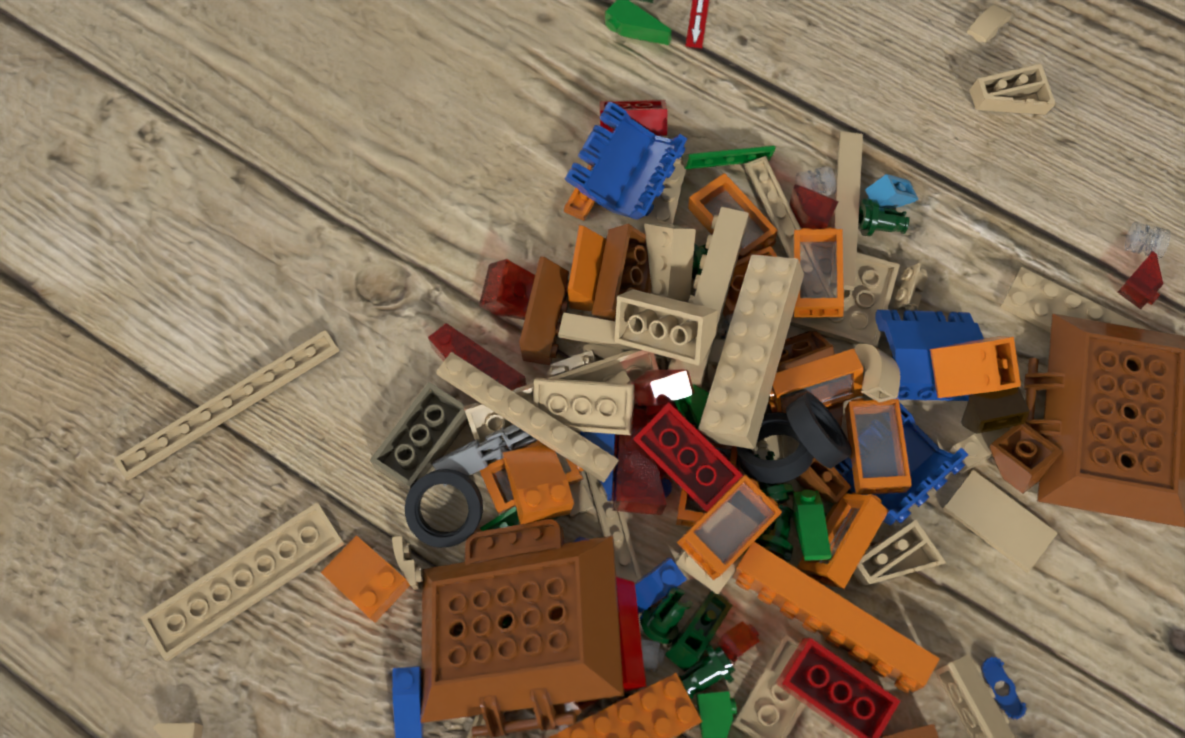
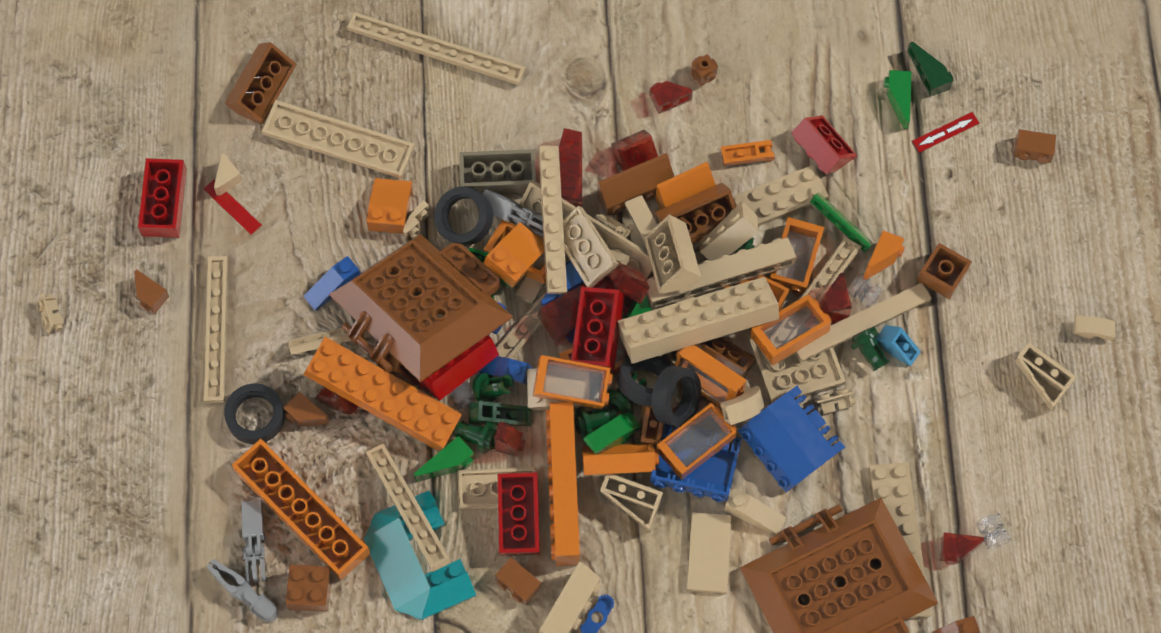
camera: 50 degrees right, 0 degrees up
(106, 620) = (260, 83): none -> dark orange slope
(469, 218) = (669, 95): none -> clear red slope
(470, 167) = (704, 69): none -> dark orange brick
(625, 164) = (780, 161): blue hinge -> none
(789, 140) = (885, 253): none -> orange slope
(846, 103) = (944, 271): none -> dark orange brick
(975, 367) = (793, 463): orange slope -> none
(995, 410) = (777, 498): dark brown slope -> none
(1023, 456) = (761, 536): dark orange slope -> none

